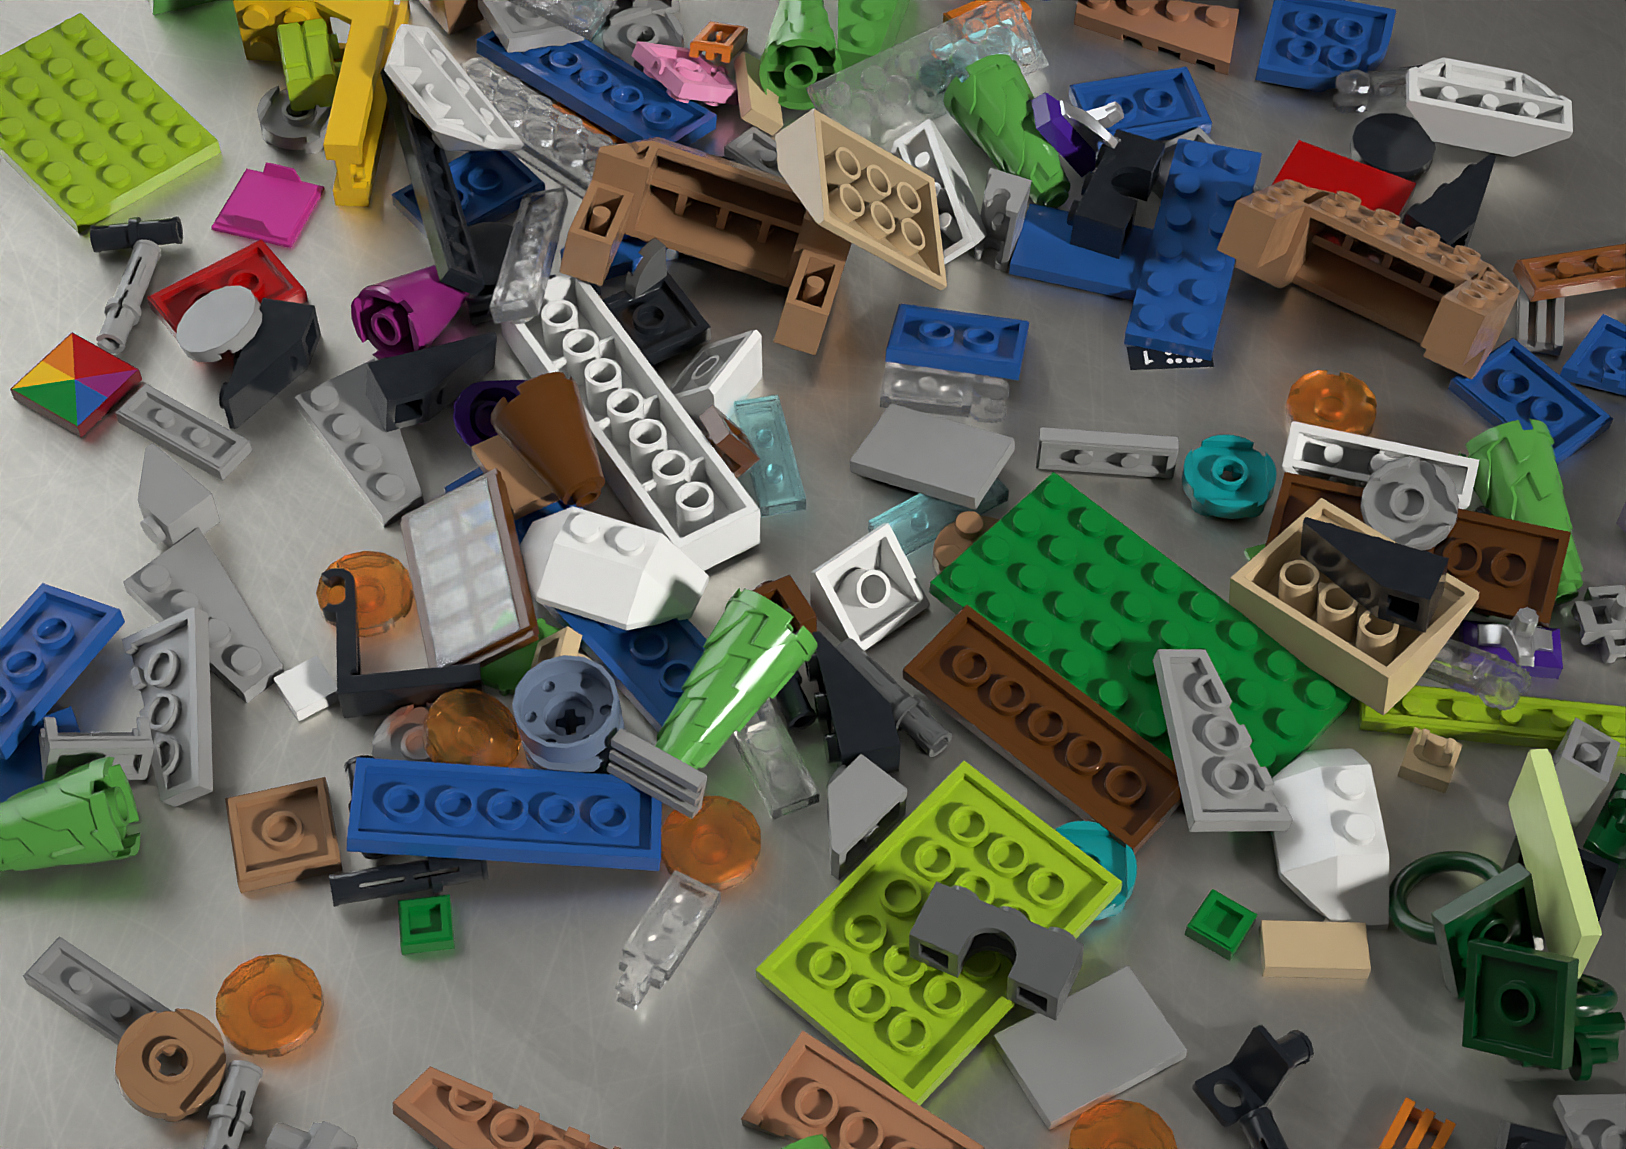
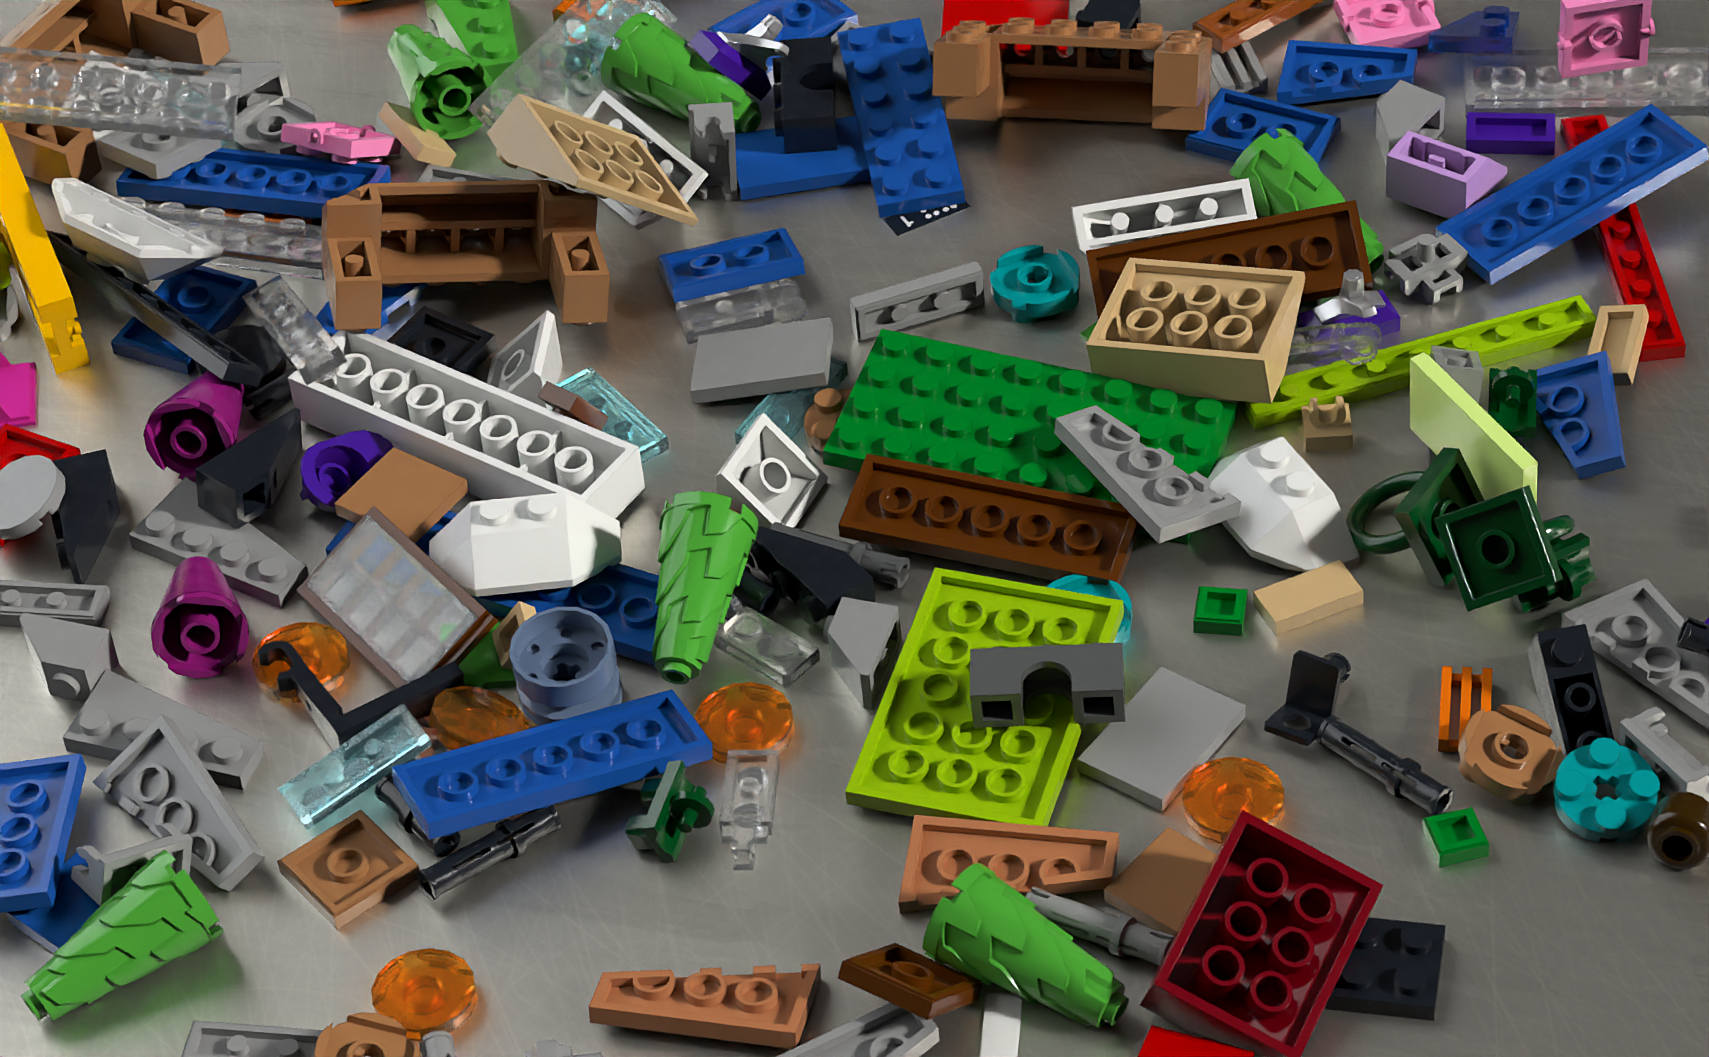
camera: 20 degrees left, 10 degrees down
(295, 513) = (199, 621): none -> magenta cone
(307, 688) = (294, 751): white tile -> none
(339, 732) = (355, 766): none -> clear light blue plate
(426, 924) = (526, 882): green tile -> none
(553, 436) = (416, 456): reddish brown cone -> none
(588, 916) = (672, 810): none -> dark green hips
(649, 270) = (411, 307): dark grey tile -> none
(657, 773) = (671, 685): light grey tile -> none
(728, 41) = (353, 106): orange tile -> none
(1332, 402) = (1085, 188): clear orange tile -> none
(1381, 575) = (1209, 286): black slope -> none
(1411, 502) = (1209, 229): light grey tile -> none

